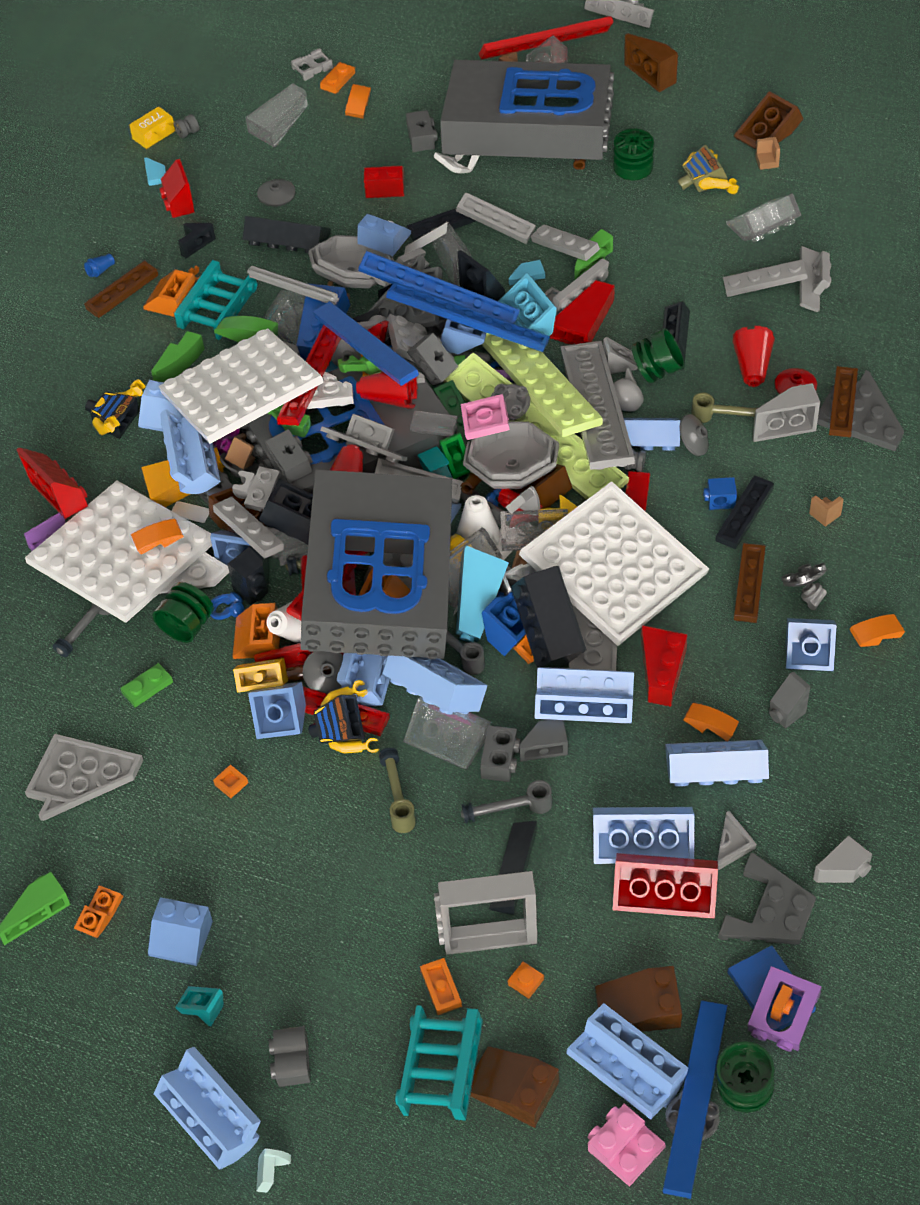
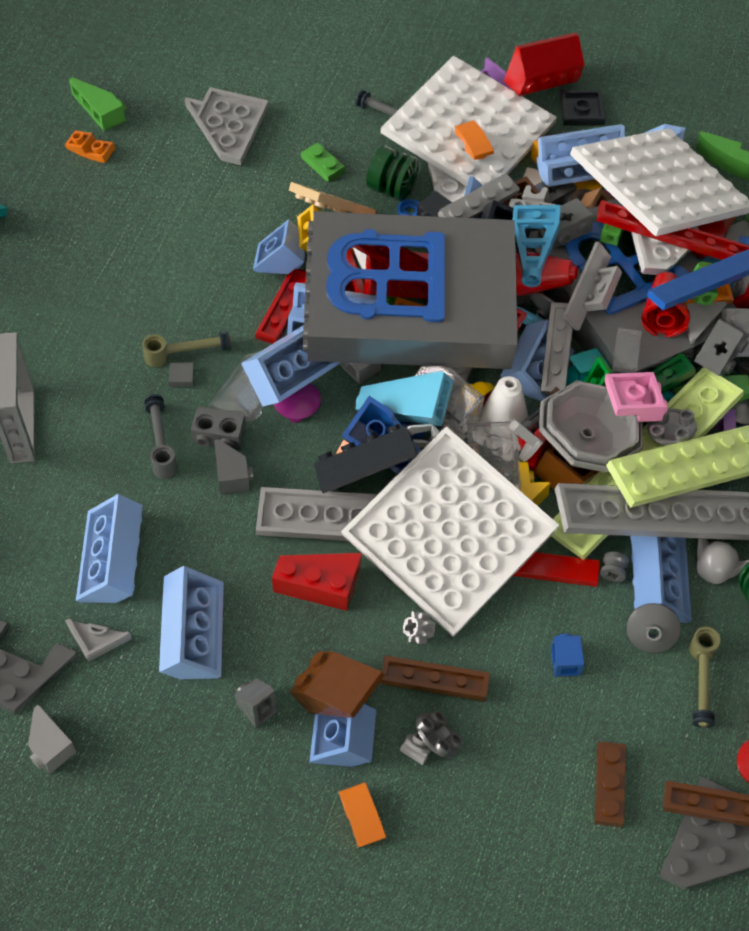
camera: 85 degrees right, 5 degrees up
(95, 466) = (582, 107): none -> black tile
(115, 411) = (646, 110): torso -> none
(179, 931) = (61, 197): medium blue slope -> none
(221, 660) = (327, 200): none -> tan plate
(230, 781) = (209, 224): orange plate -> none
(294, 461) = (535, 217): none -> dark azure plate
(340, 721) = (257, 294): torso -> none
(428, 794) = (181, 374): none -> dark grey tile
(471, 655) = (337, 402): dark grey piece -> none
(516, 859) = (91, 443): black slope -> none
(584, 695) = (264, 494): light blue brick -> none
(665, 885) = (49, 568): red slope -> none
(706, 717) = (243, 623): orange slope -> none
(707, 596) = (419, 627): none -> light grey gear
(744, 512) = (542, 681): black plate -> none
(776, 635) = (335, 685): none -> reddish brown slope
(787, 414) = (695, 735): light grey slope -> none
(825, 510) = (548, 773): medium nougat panel -> none
(826, 474) = (610, 784): none -> reddish brown plate

